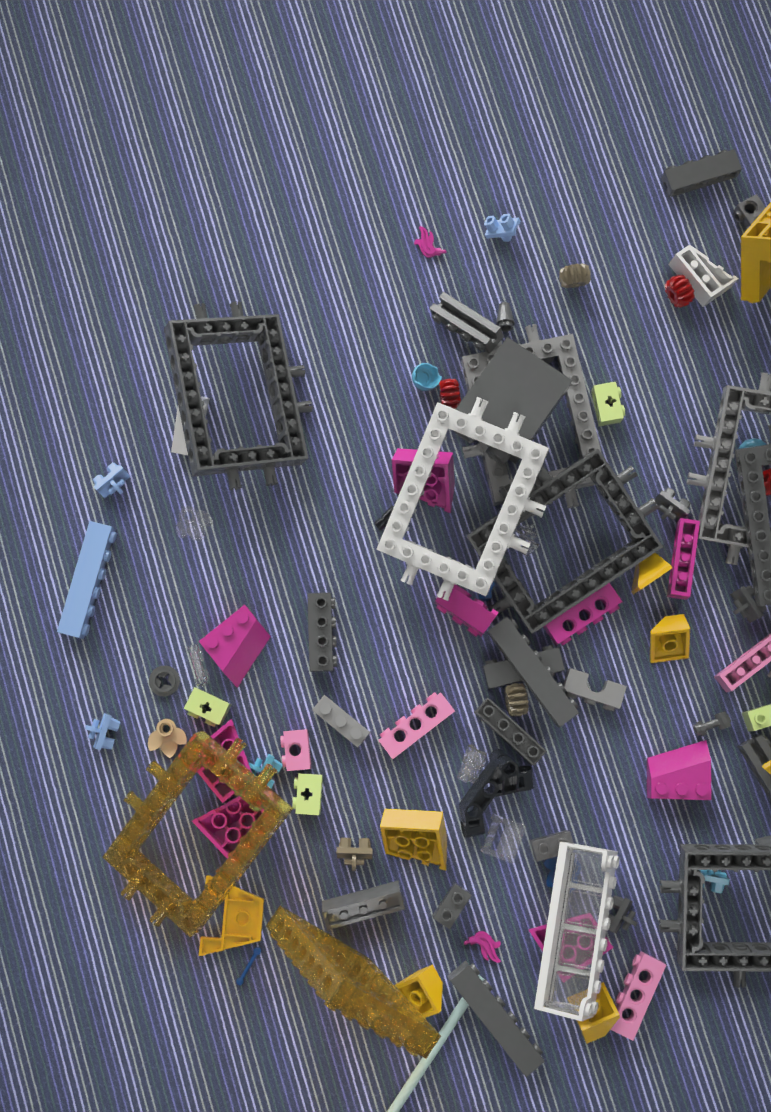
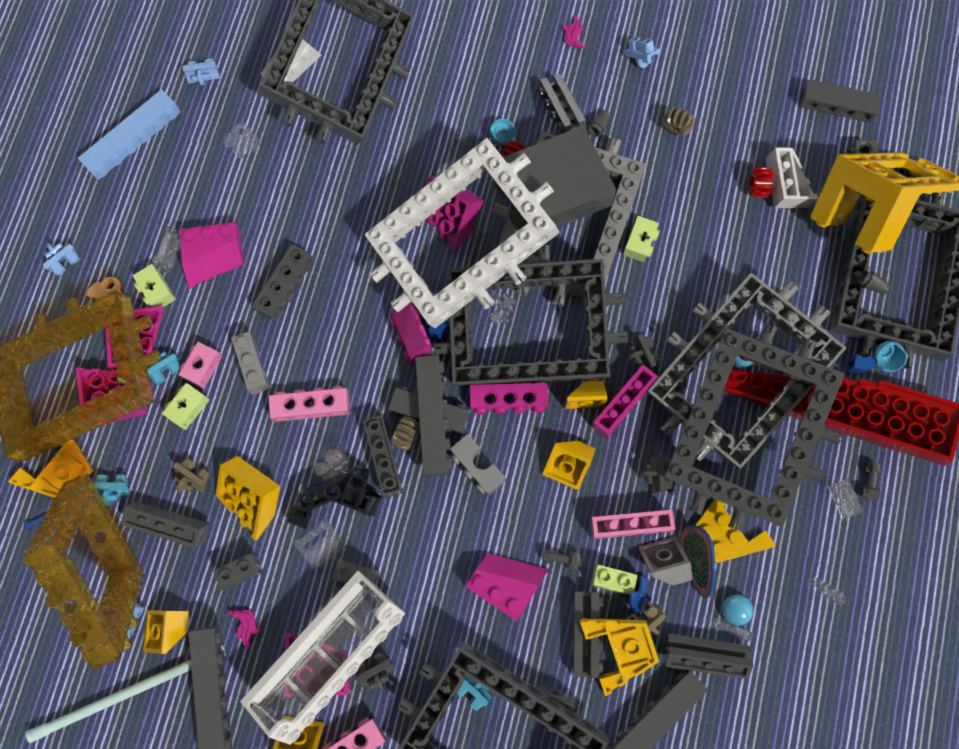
camera: 30 degrees right, 5 degrees down
(155, 683) = (128, 245): dark grey gear -> none
(296, 905) = (111, 490): none -> medium azure hips

